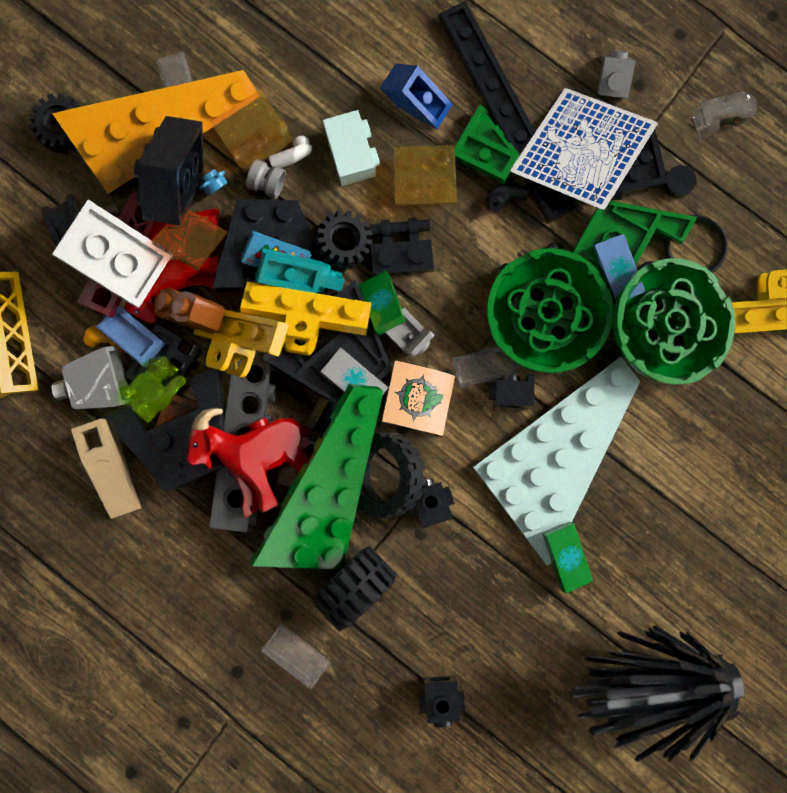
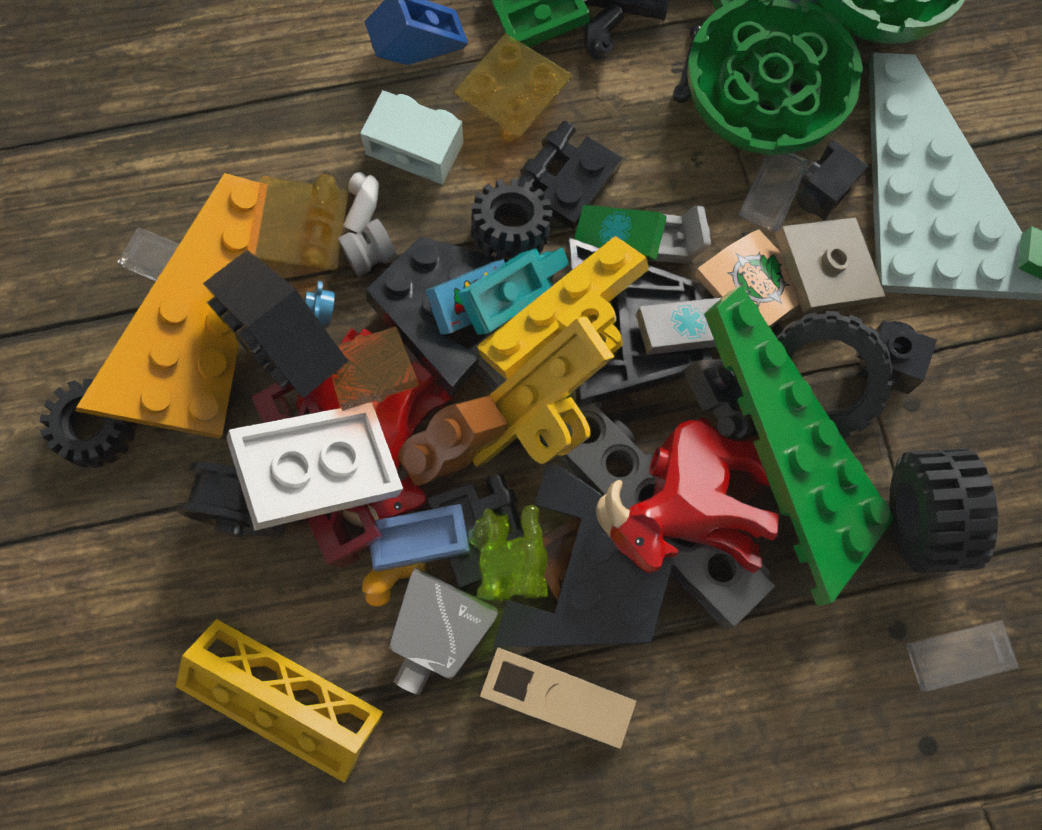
camera: 55 degrees left, 10 degrees down
(461, 429) = (829, 265): none -> plate

